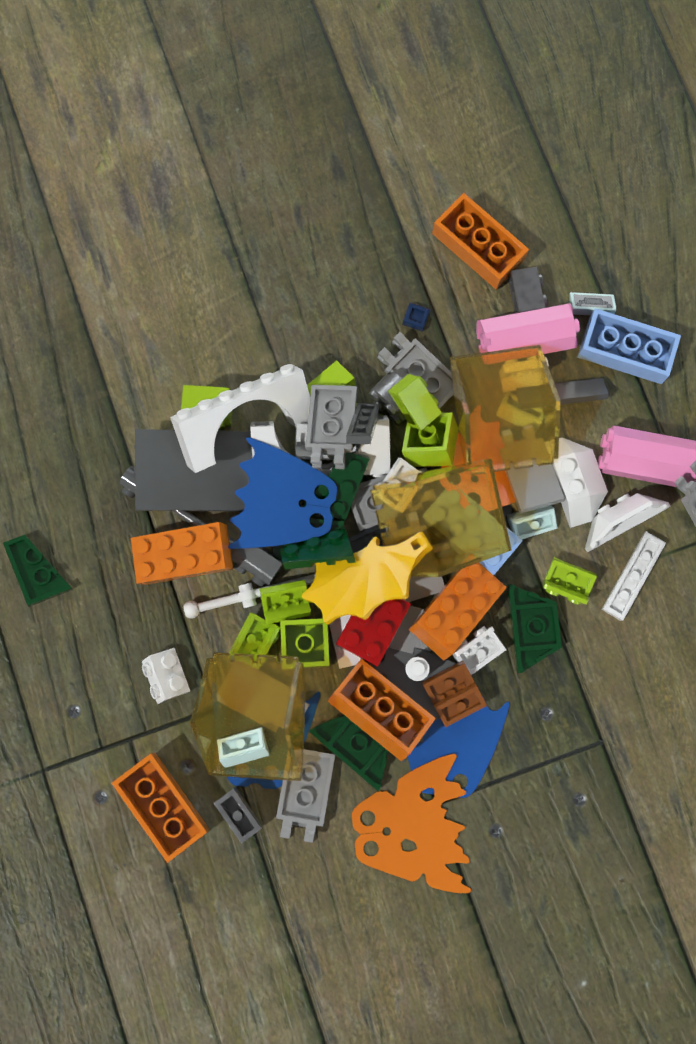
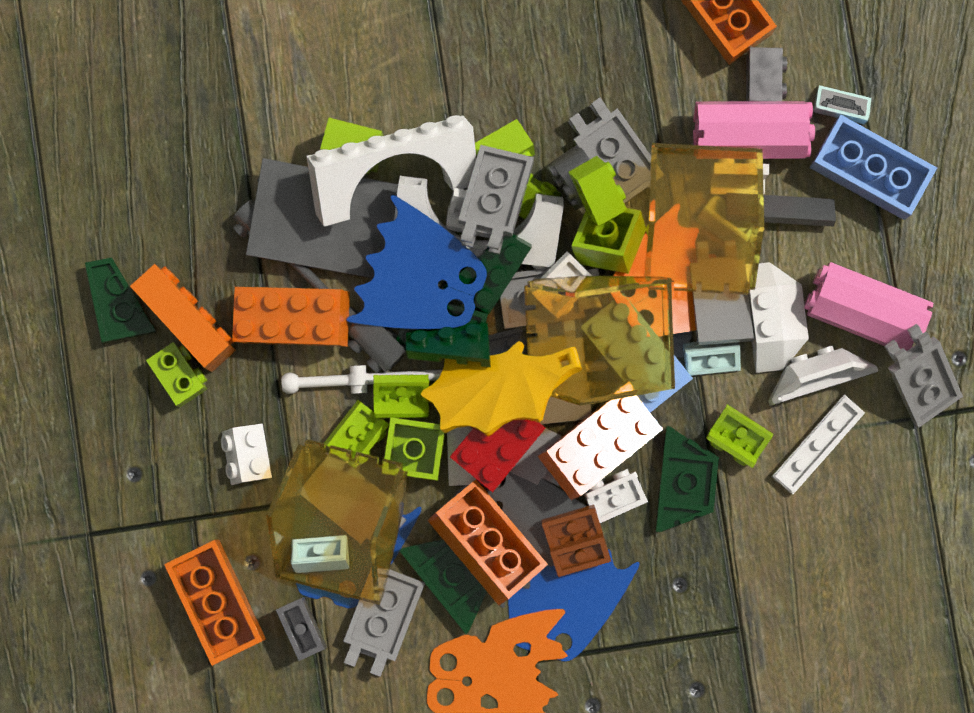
camera: 15 degrees right, 5 degrees up
(87, 567) = (178, 312): none -> orange brick
(96, 620) = (177, 374): none -> lime brick
(363, 423) = (531, 206): dark grey tile -> none
(416, 317) = (624, 80): dark blue tile -> none
(417, 668) = (538, 503): white brick -> none

